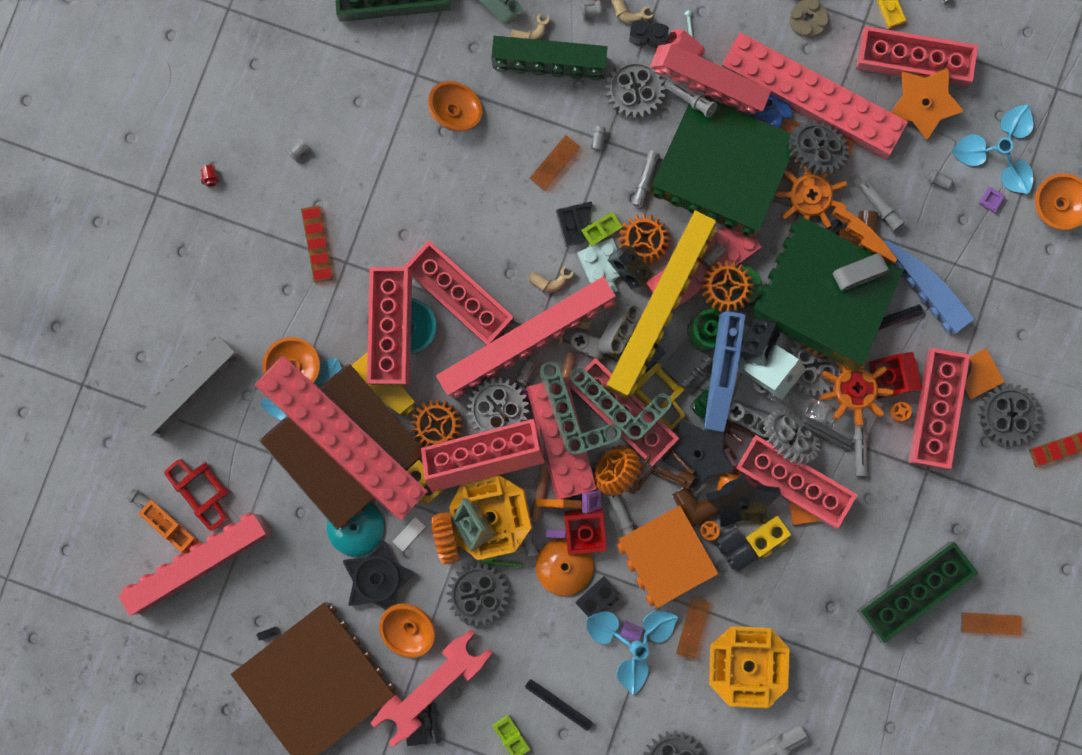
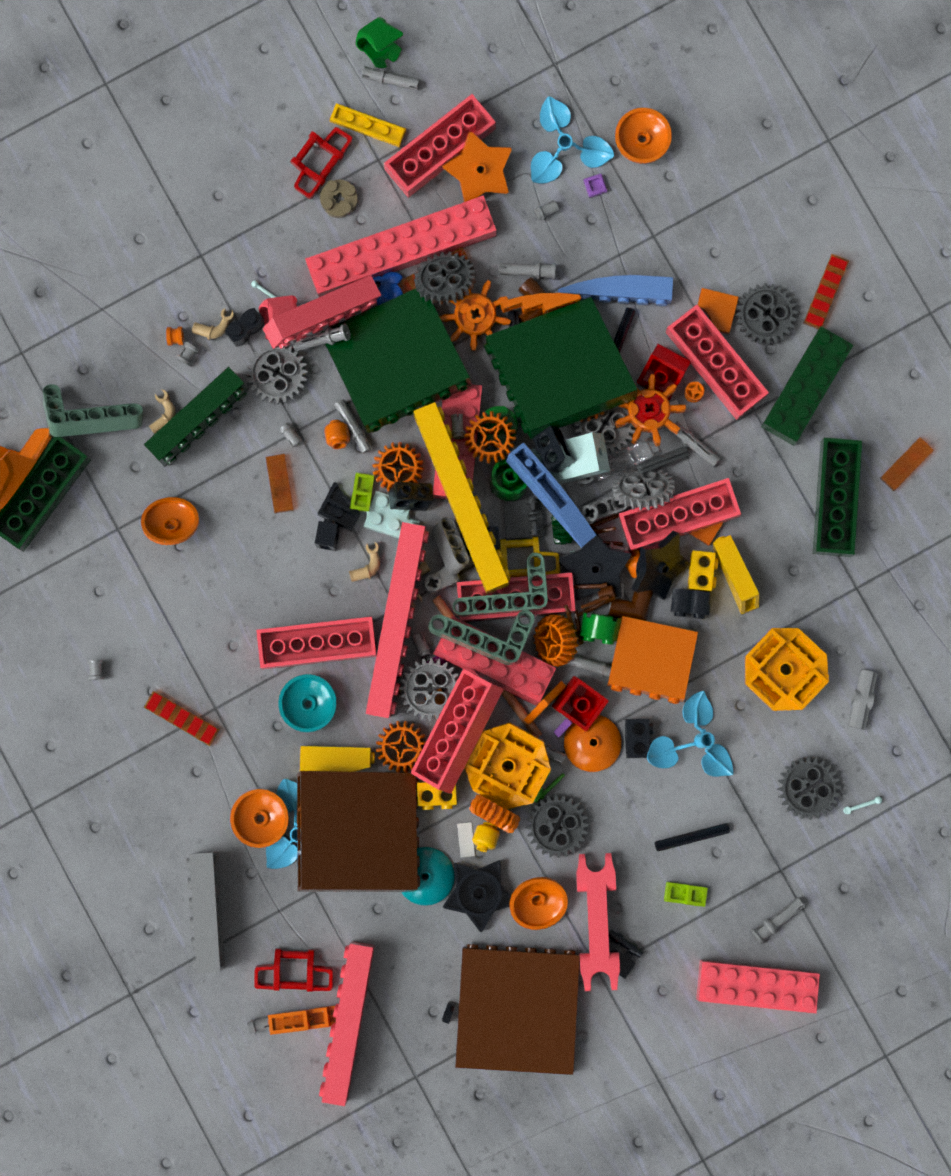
camera: 55 degrees left, 0 degrees up
(209, 175) = (55, 755): red hose -> none
(340, 437) = (351, 826): coral brick -> none
(389, 326) = (297, 716): coral brick -> none
(422, 547) = (486, 837): none -> yellow head
(472, 524) = (502, 784): sand green slope -> none
(546, 230) = (327, 535): none -> black brick
(591, 501) = (562, 679): medium lavender tile -> none
(629, 172) = (337, 434): none -> orange head
(631, 631) = (684, 734): medium lavender tile -> none
(656, 496) = (600, 627): none -> green brick
(692, 628) = (721, 686): clear orange tile -> none
(712, 530) = (659, 607): orange wheel -> none
(788, 565) = (736, 574): none -> yellow slope
(860, 272) = (566, 329): light grey beam -> none
(983, 494) = (807, 386): none -> dark green brick

